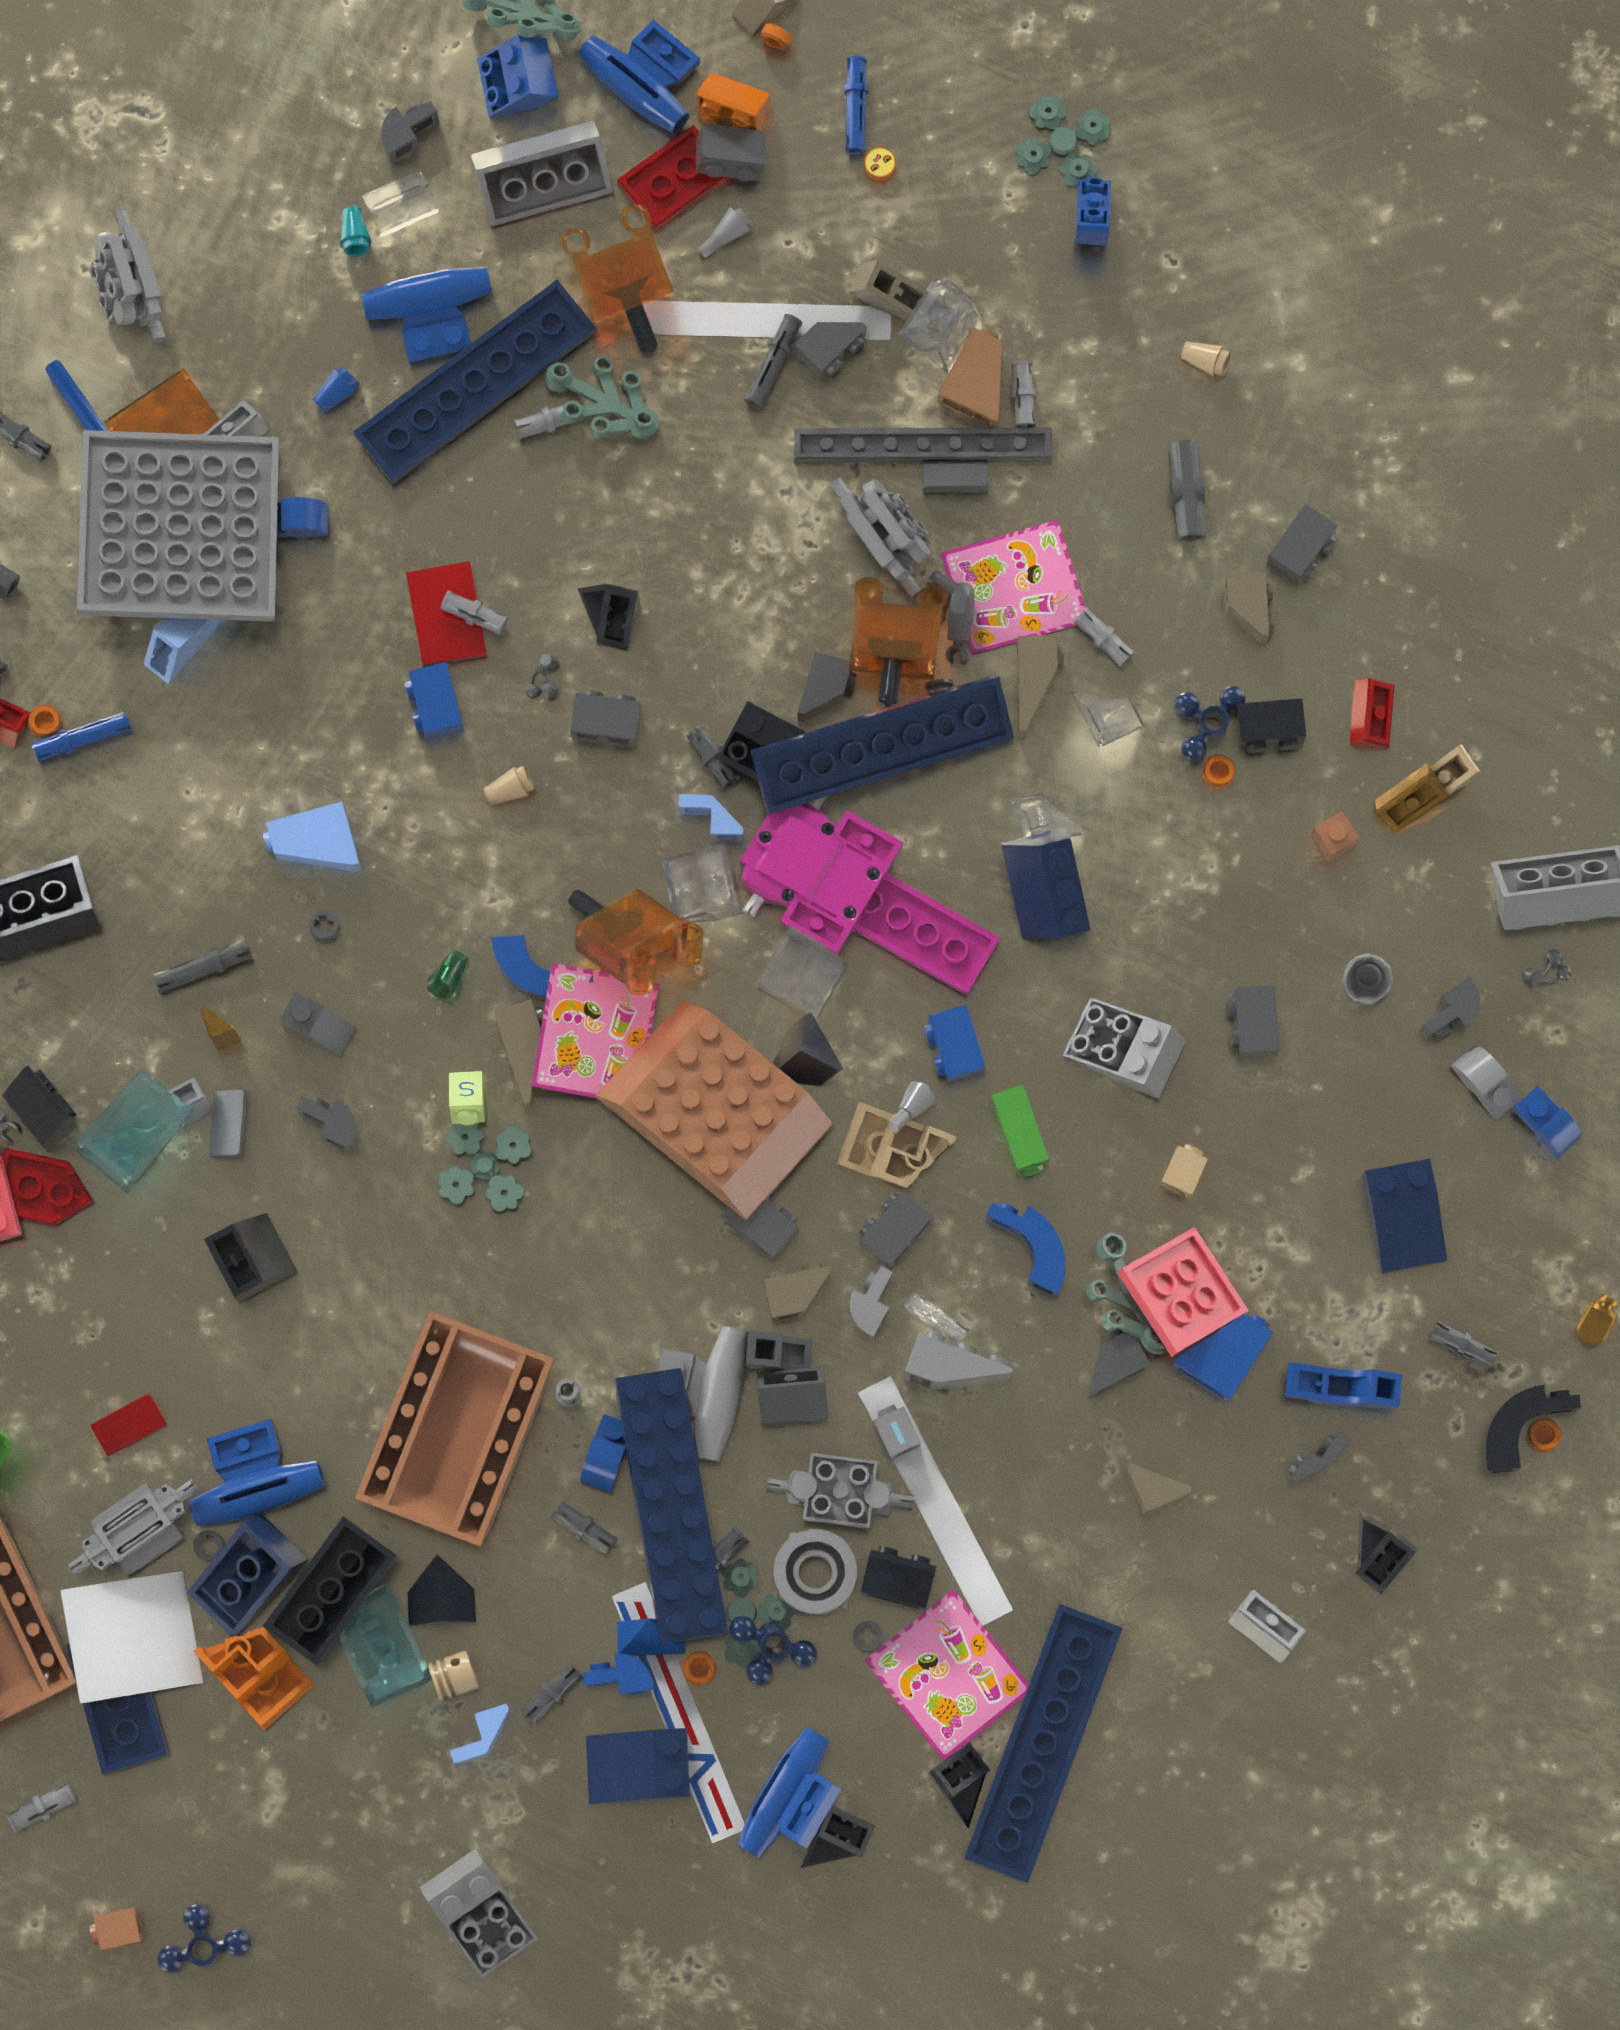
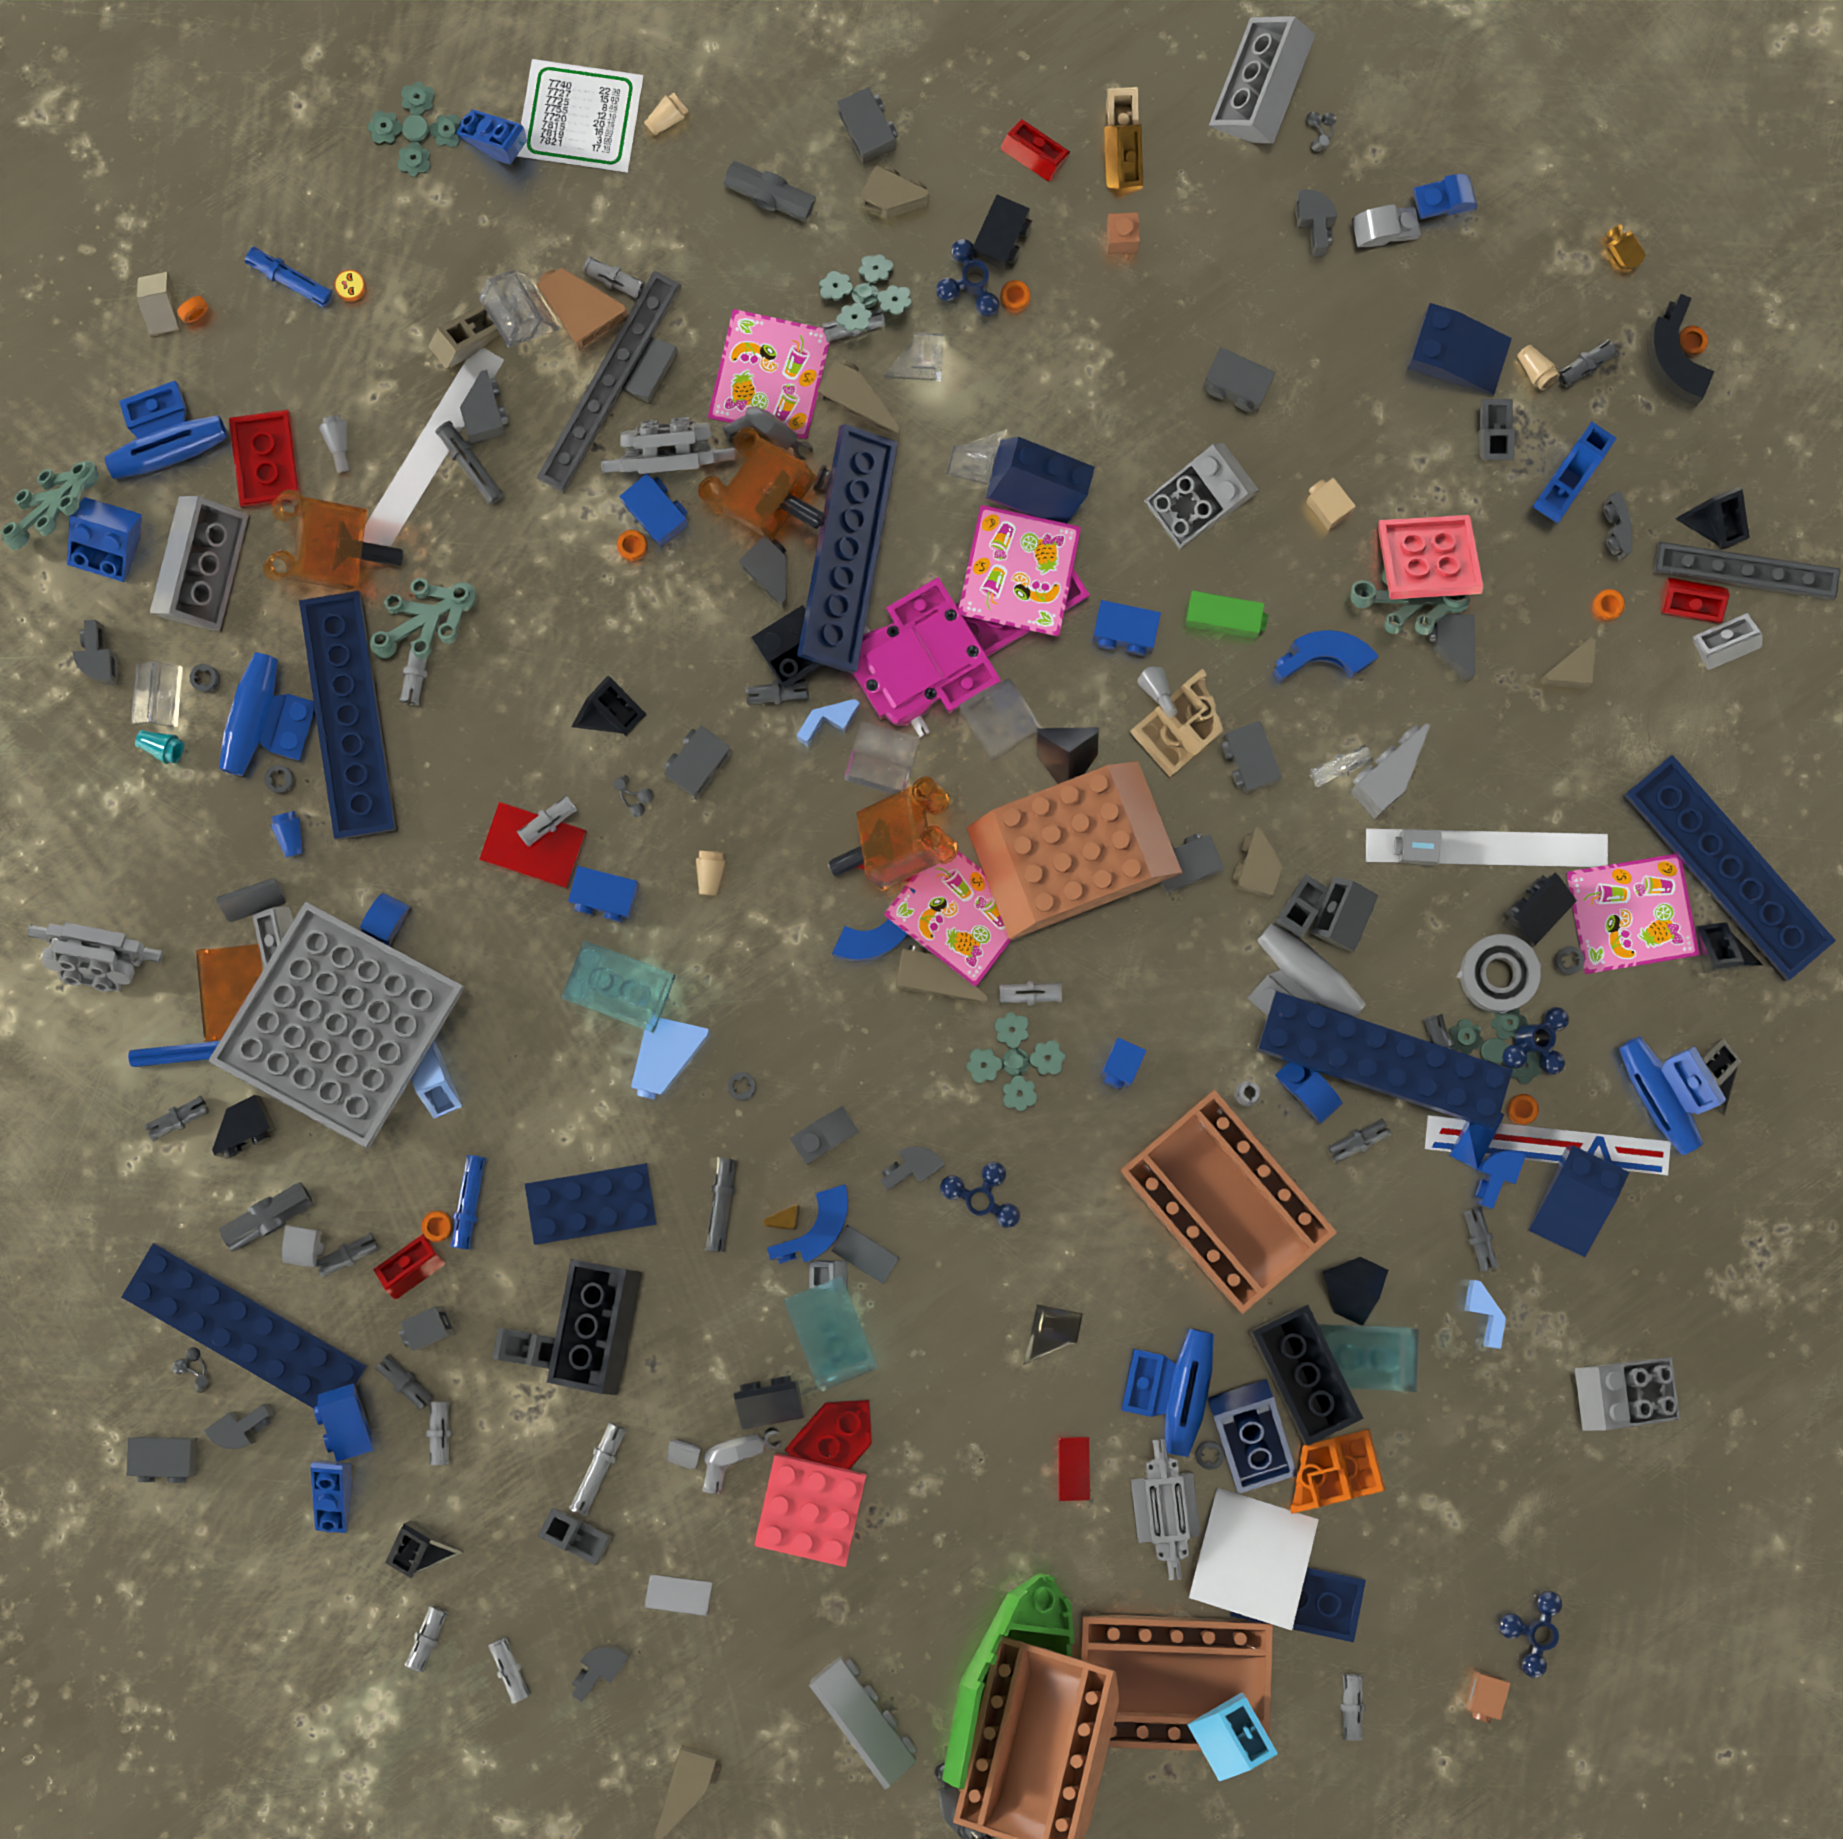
camera: 60 degrees left, 5 degrees up
(44, 496) = (243, 1124): none -> black slope
(140, 848) = (590, 1204): none -> dark blue plate
(239, 1073) = (826, 1230): none -> blue arch
(247, 1333) = (1051, 1331): none -> clear smoke slope
(250, 1256) = (989, 1293): black slope -> none
(256, 391) = (251, 899): none -> dark grey slope
(353, 759) = (618, 986): none -> clear light blue slope
(365, 1201) = (993, 1174): none -> dark blue piece
(388, 361) = (288, 777): none -> dark grey bush
(442, 247) = (215, 678): none -> dark grey bush
(447, 976) = (841, 1007): clear green cone -> none
(453, 1675) = (1425, 1311): tan piece -> none
(466, 1097) = (954, 1045): yellowish green brick -> none
(532, 1261) = (1122, 1064): none -> blue brick
(545, 1123) = (1051, 991): none -> light grey pin
(730, 152) = (272, 399): dark grey brick -> none
(731, 103) = (232, 376): orange slope -> none
(779, 550) = (632, 545): none -> orange tile
(822, 551) = (654, 509): none -> blue brick
(840, 1491) = (1443, 919): light grey piece -> none
(866, 1309) = (1304, 817): light grey brick -> none
(952, 914) = (1019, 570): none -> sticker
(1138, 631) = (865, 294): none -> sand green plant
(1162, 281) = (580, 115): none -> white sticker
(1225, 1356) = (1499, 550): blue slope -> none
(1237, 1491) = (1608, 605): none -> orange tile
(1290, 1572) = (1695, 600): none -> red slope
(1345, 1291) = (1496, 429): none -> dark grey brick
(1346, 1607) = (1746, 570): none -> dark grey tile
(1367, 979) = (1253, 272): light grey hair -> none
(1431, 1299) = (1538, 368): none -> tan cone

